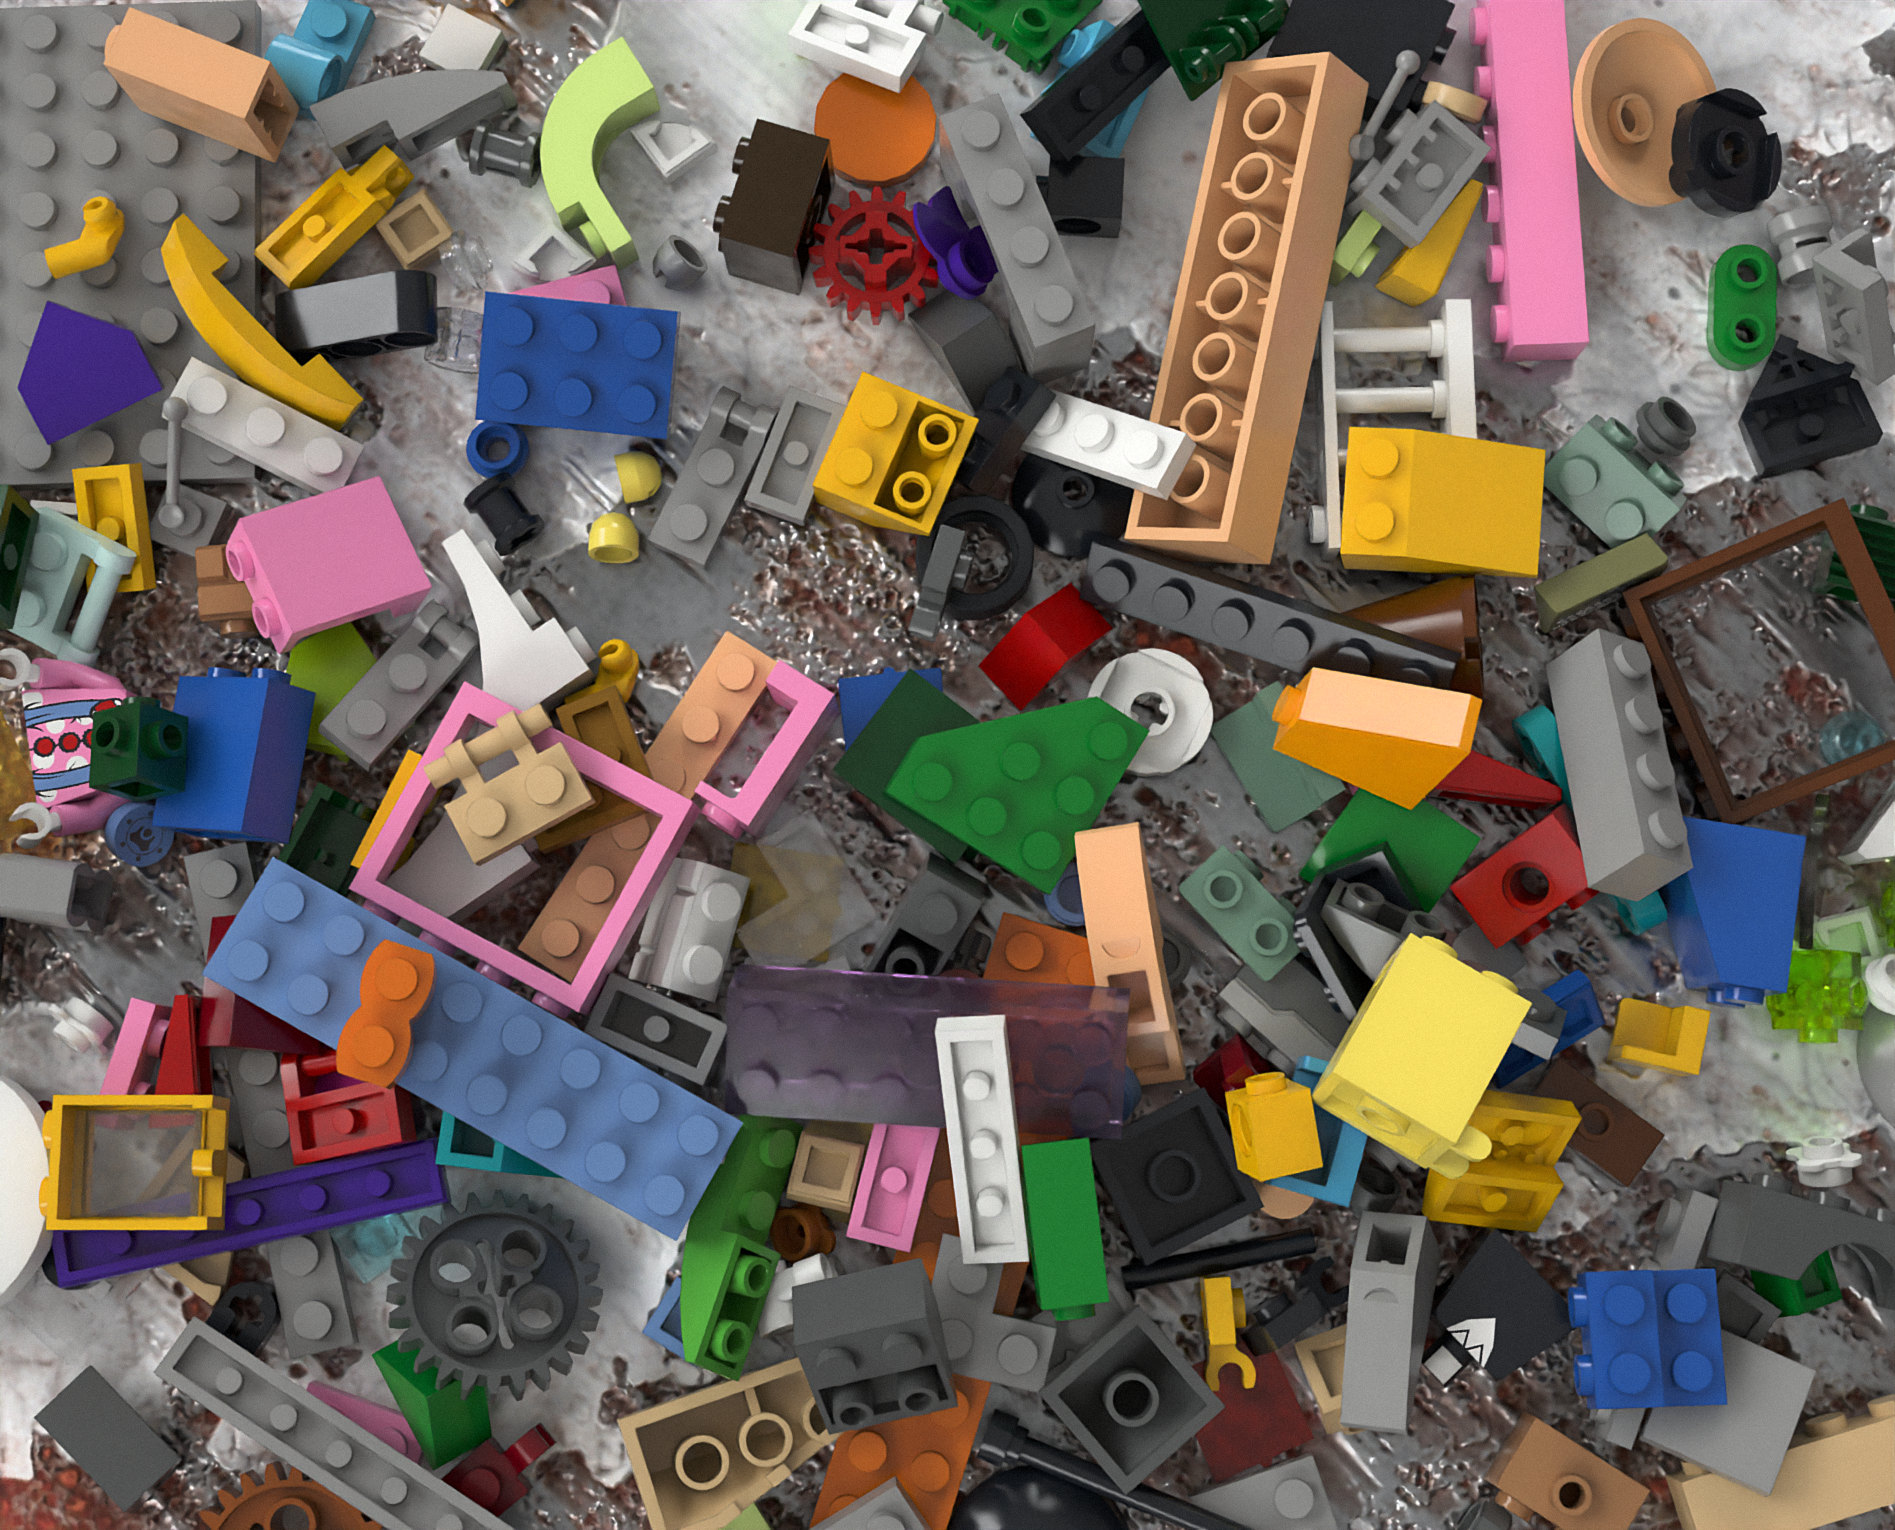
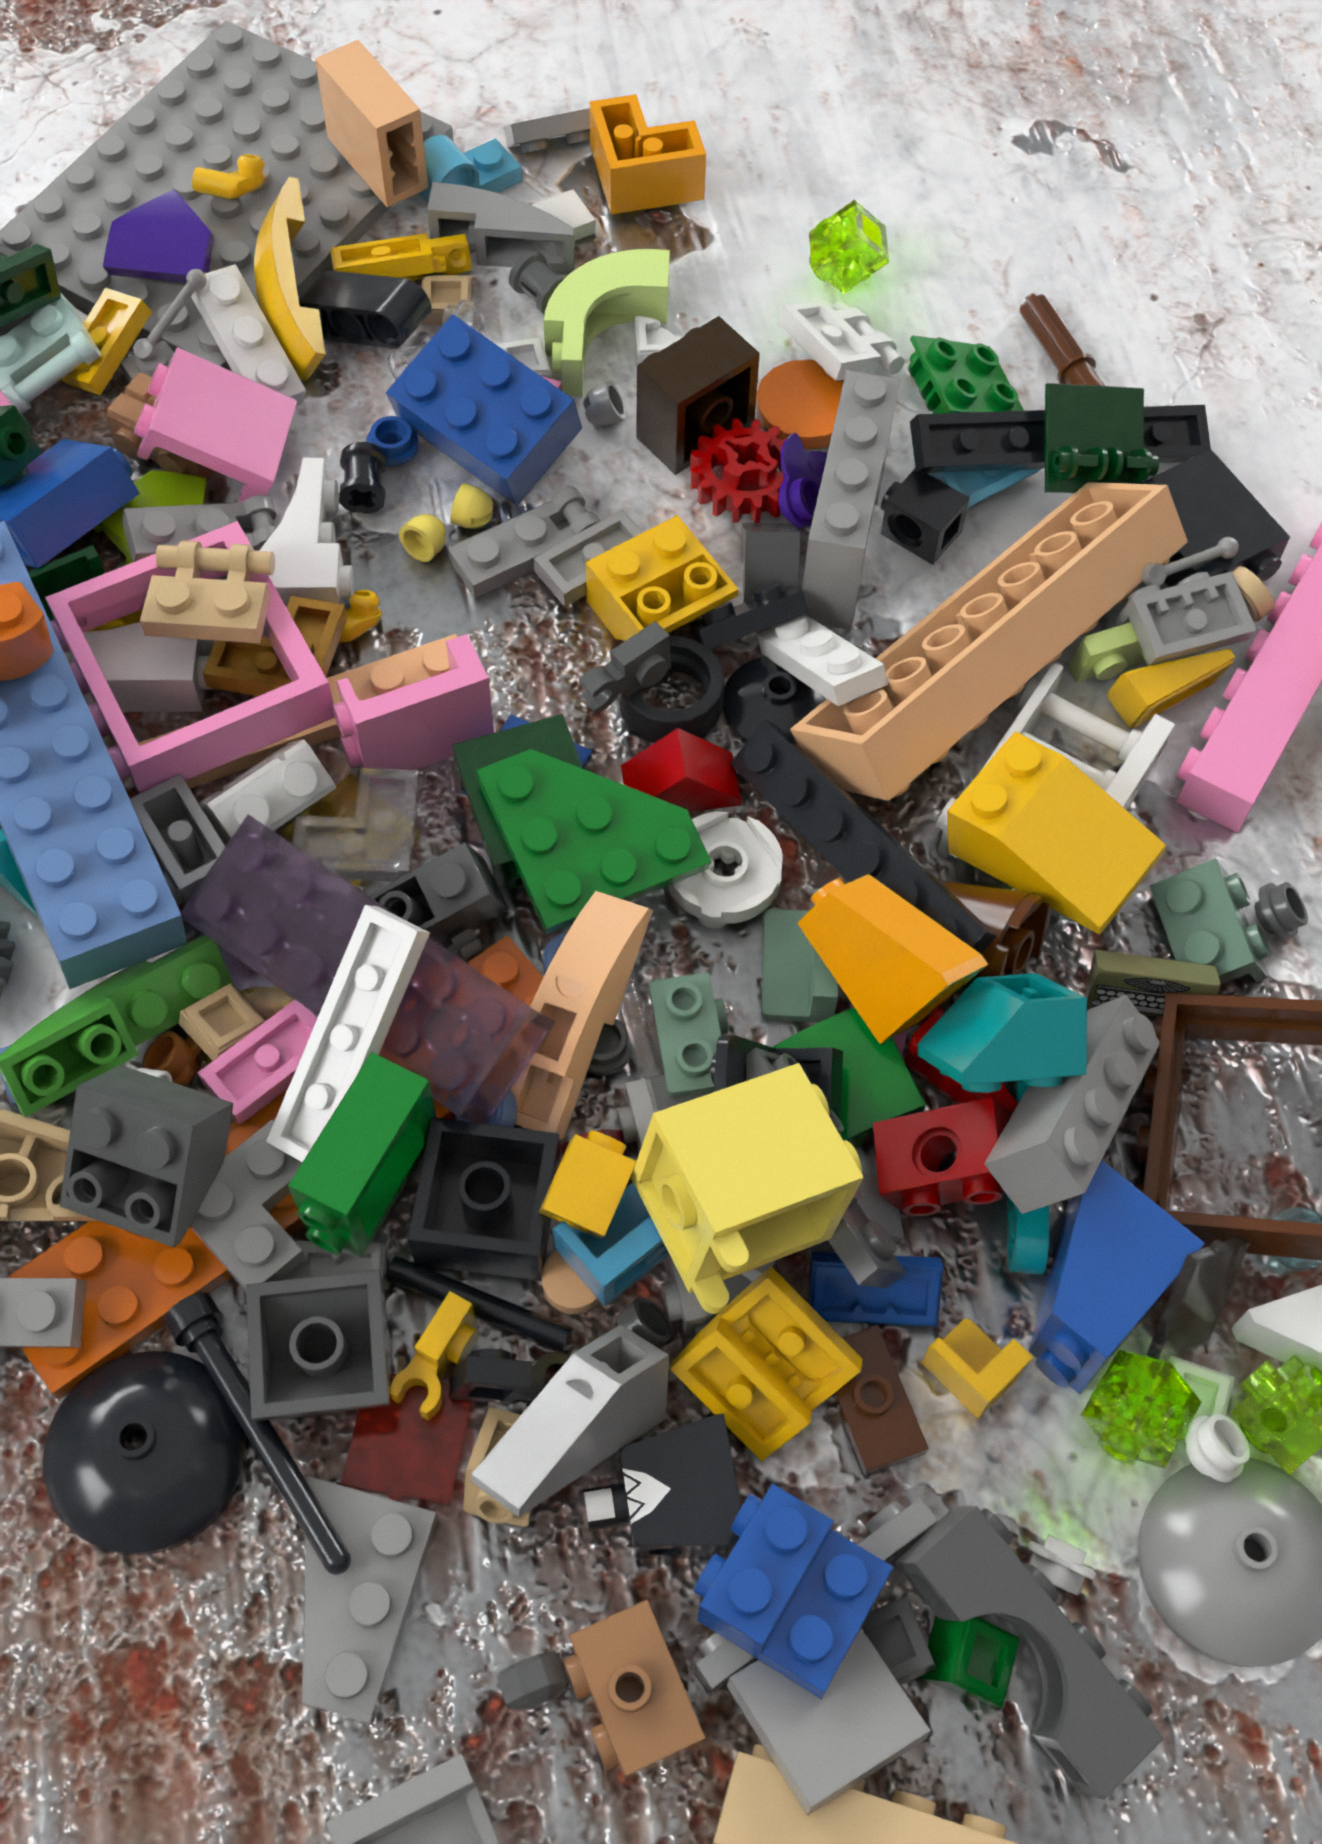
camera: 30 degrees right, 20 degrees down
(1535, 751) = (1010, 1033): none -> teal slope

